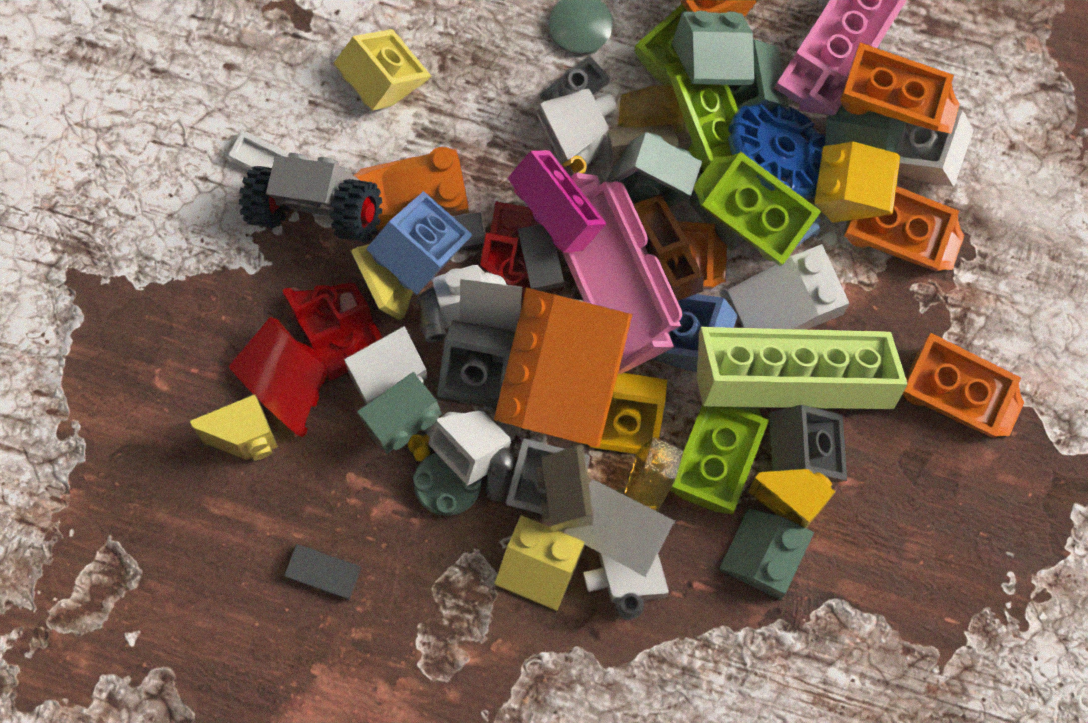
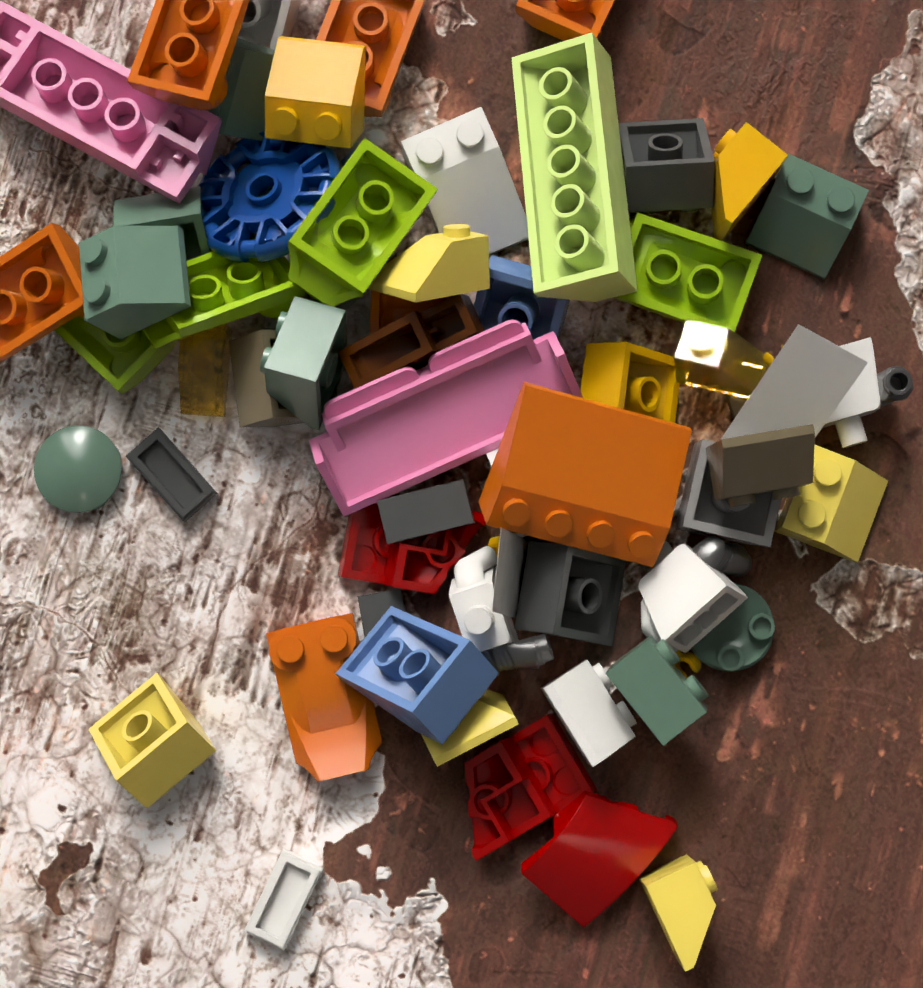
camera: 85 degrees left, 10 degrees up
(311, 188) = (342, 823): brick -> none
(323, 572) = (853, 784): dark grey tile -> none
(556, 201) = (355, 490): dark pink brick -> none
(575, 120) = (230, 470): white torso -> none
(722, 262) = (438, 266): none -> light yellow slope

